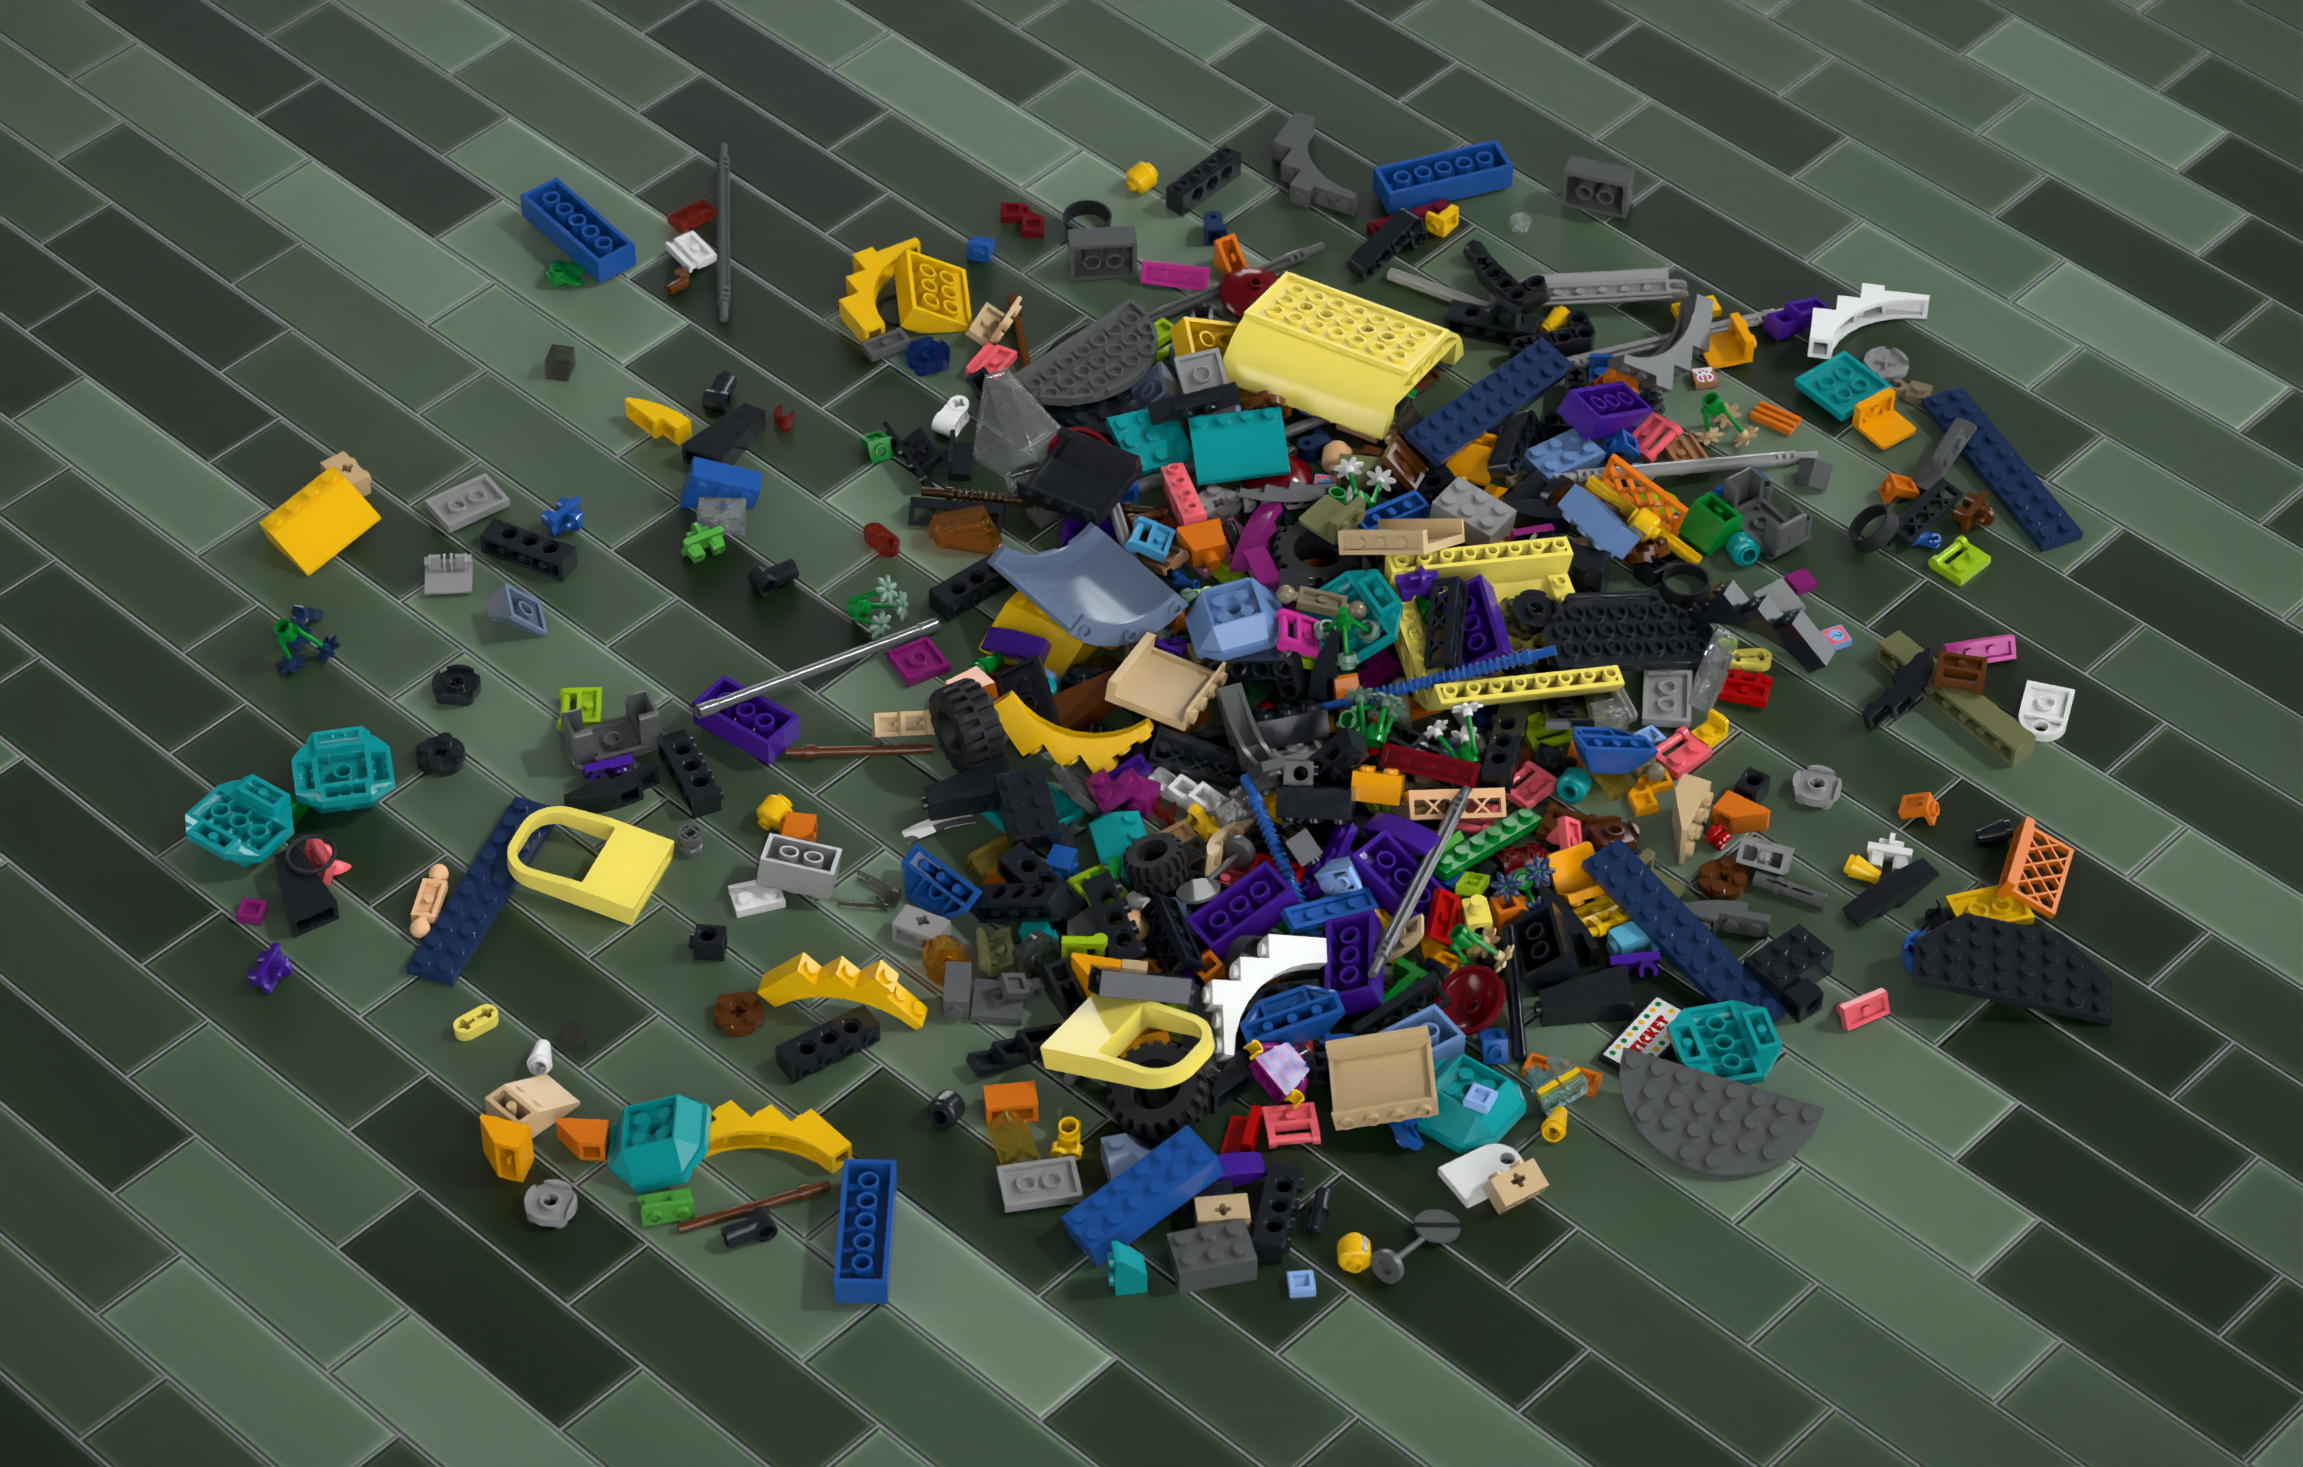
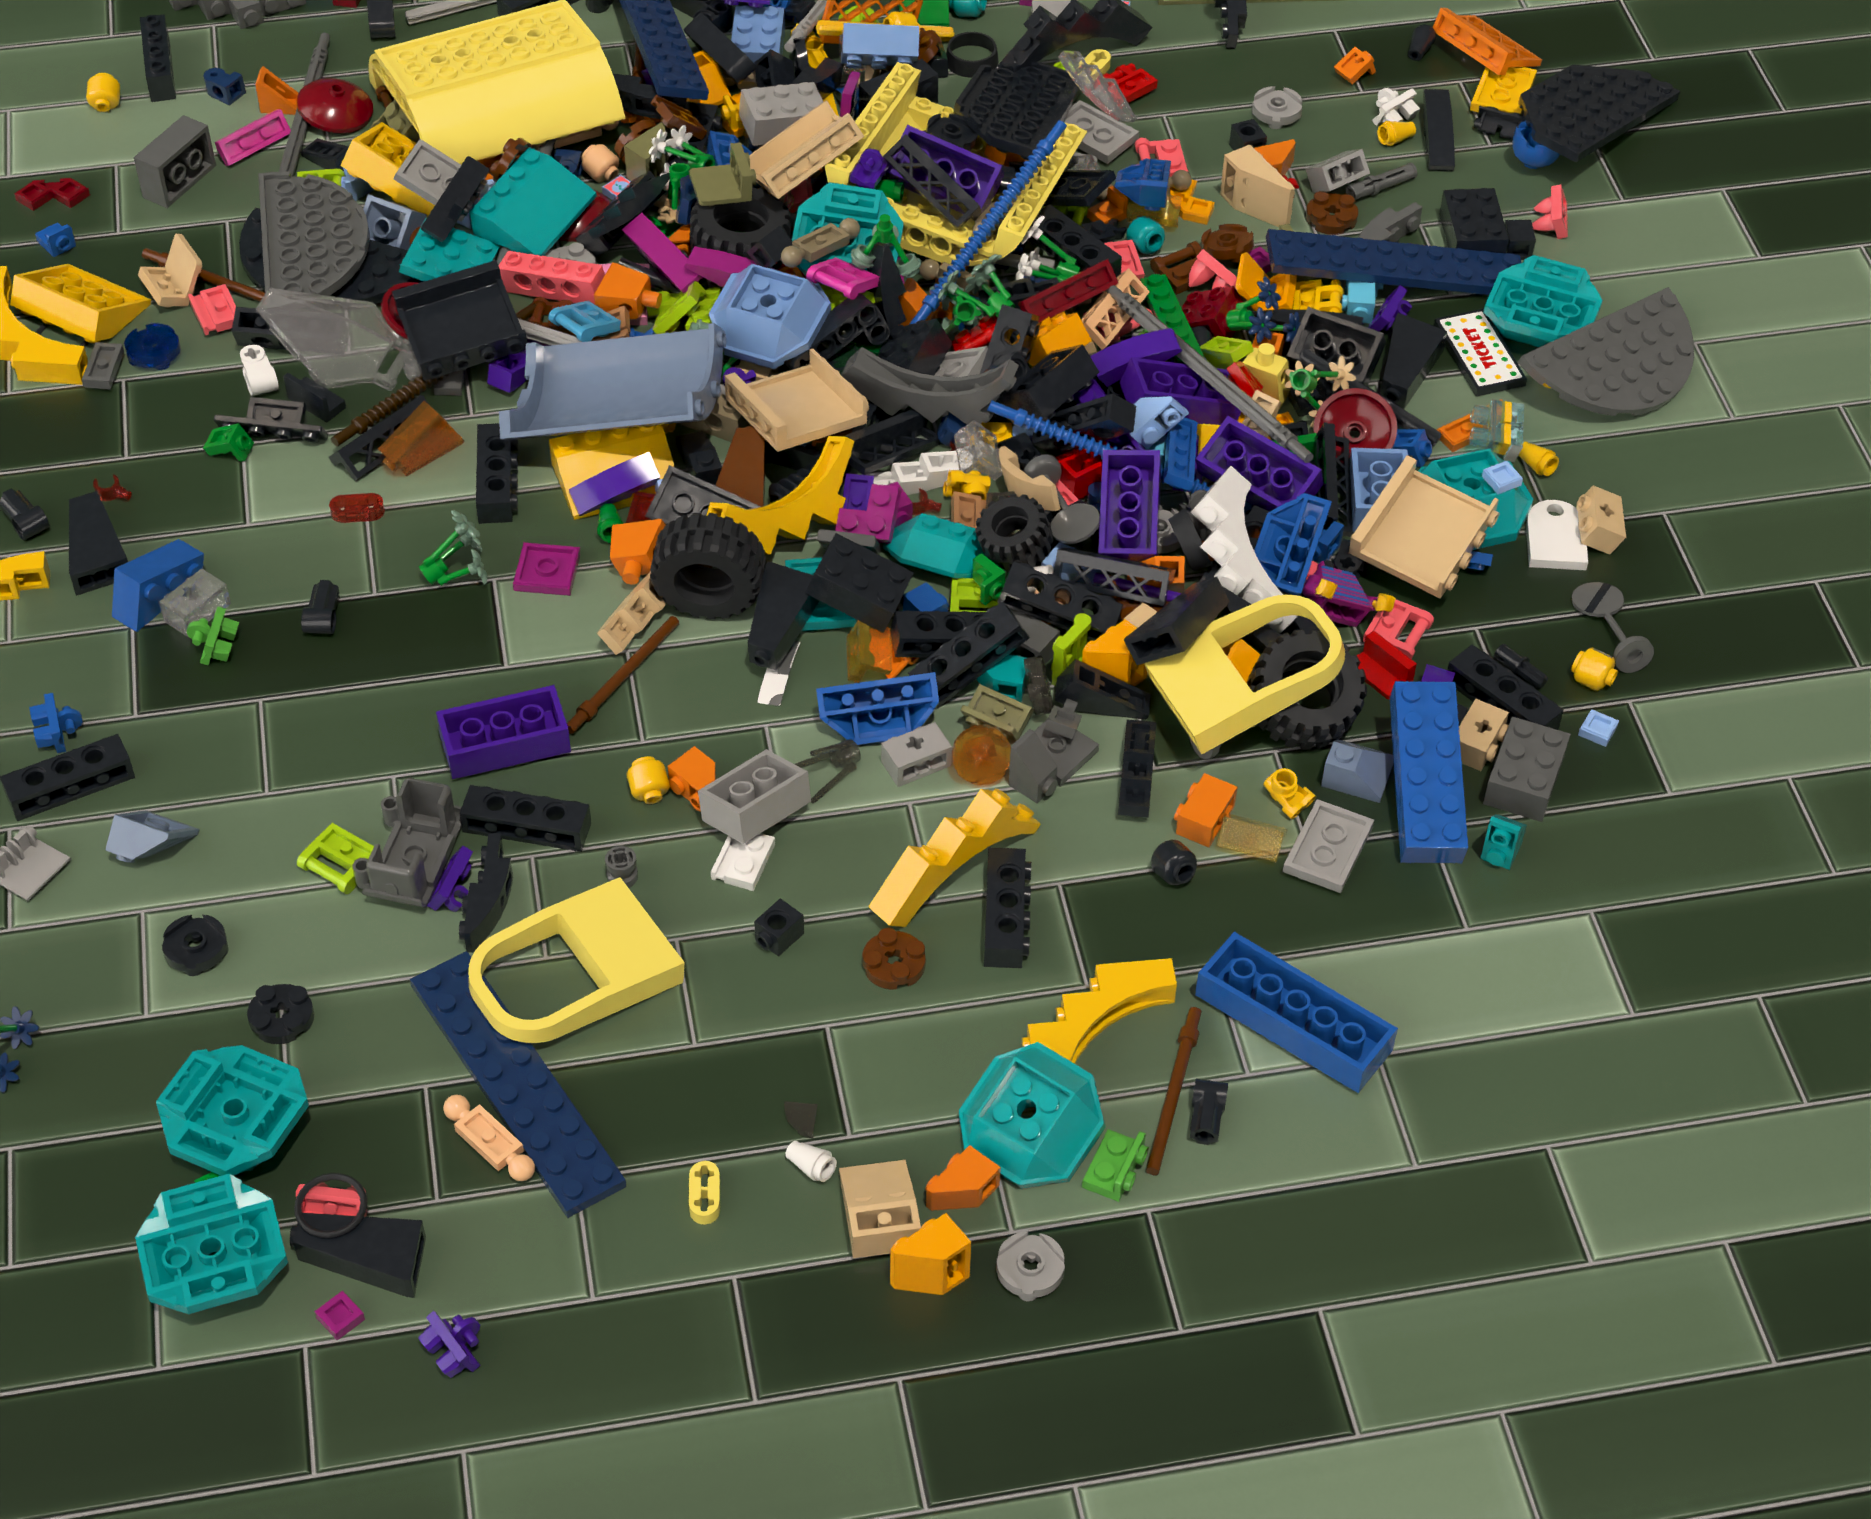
camera: 55 degrees left, 5 degrees up
(715, 705) = (486, 736): dark grey piece -> none
(1086, 207) = (108, 139): black tyre -> none
(1212, 578) = (686, 304): none -> lime plate
(1652, 734) = (1122, 162): light blue tile -> none
(1712, 730) = (1154, 124): yellow bracket -> none

